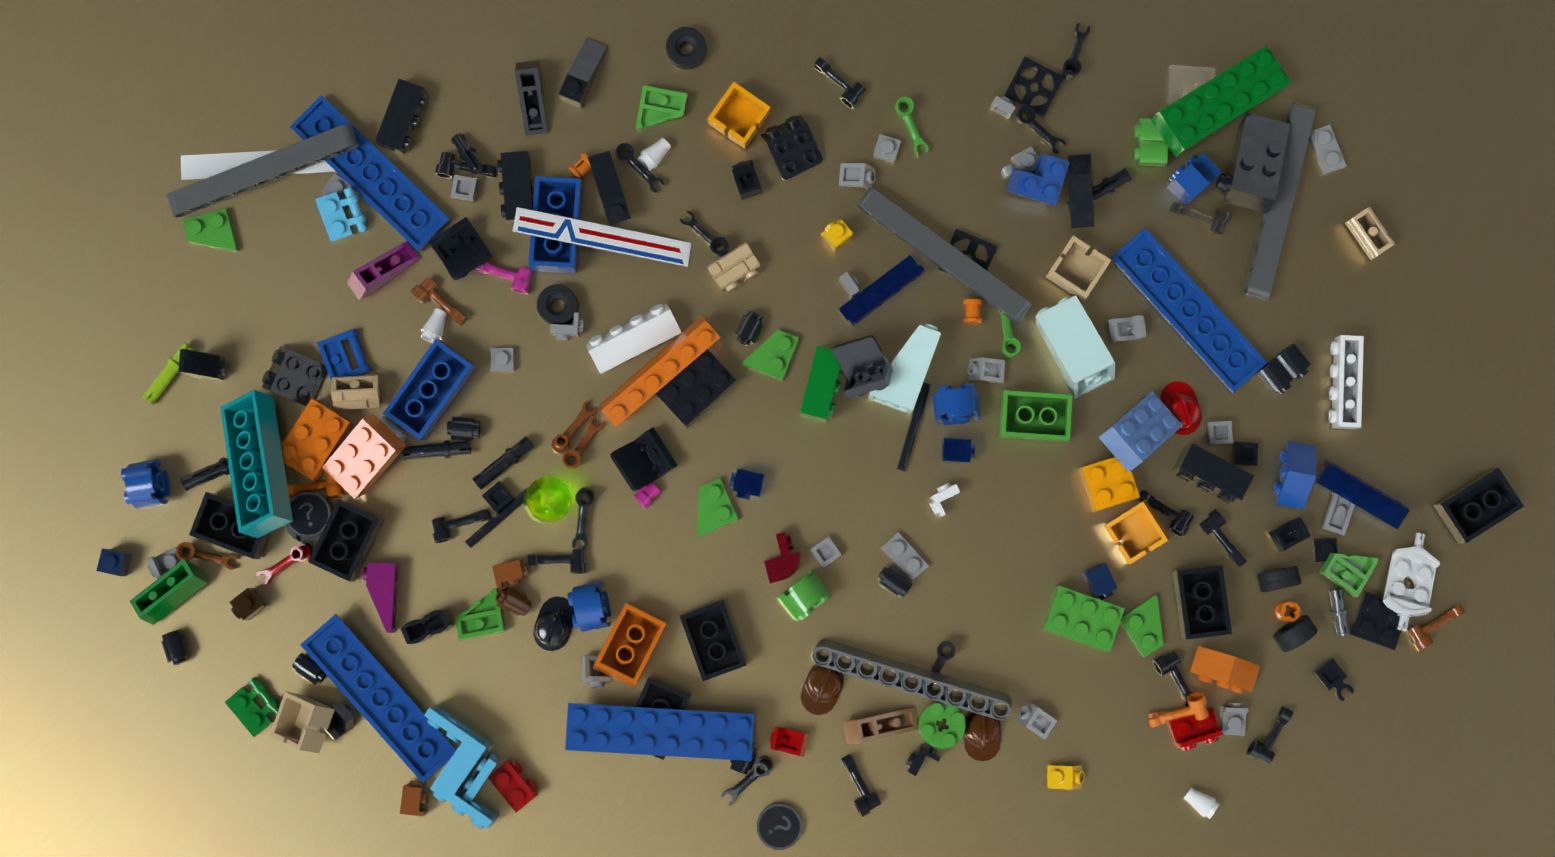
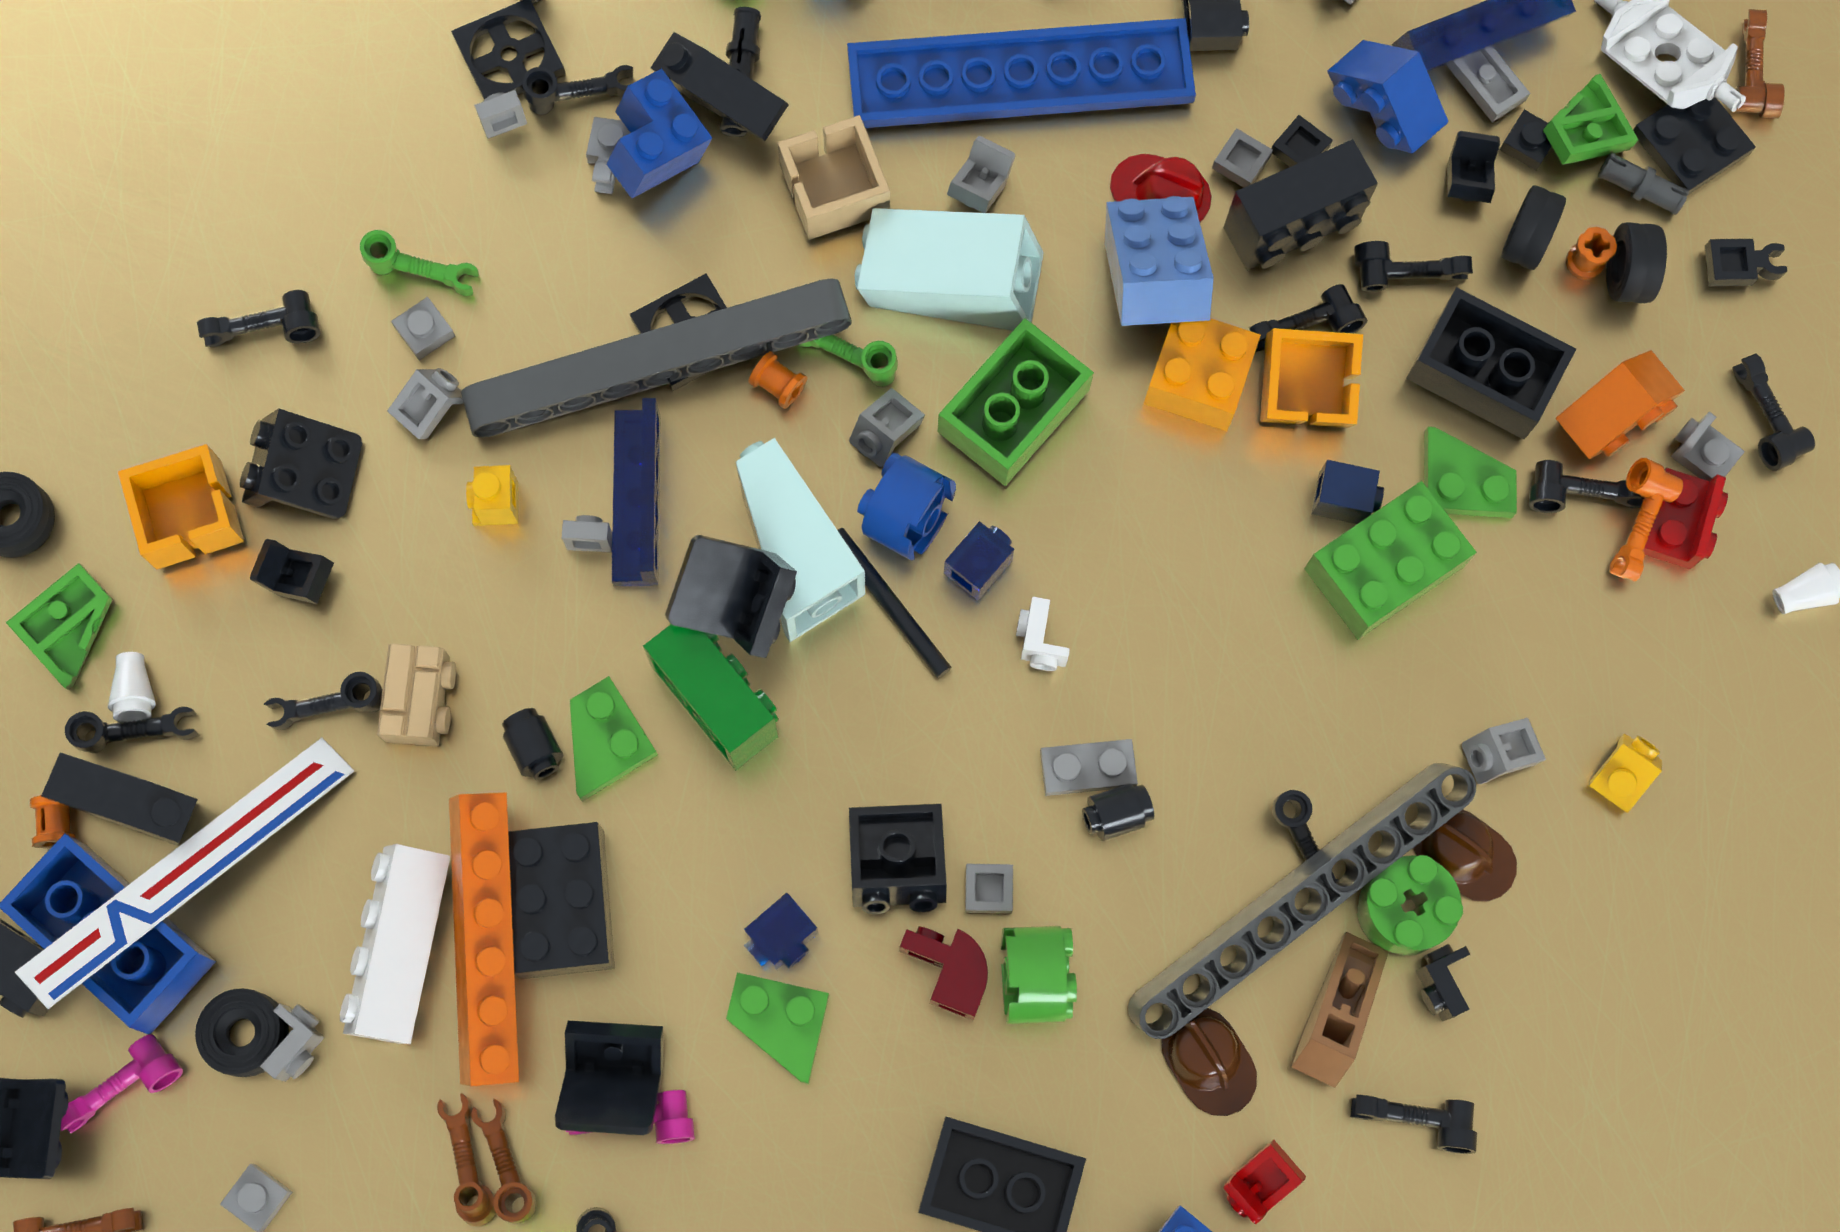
camera: 60 degrees left, 10 degrees down
(811, 507) = (897, 857): none -> black plate

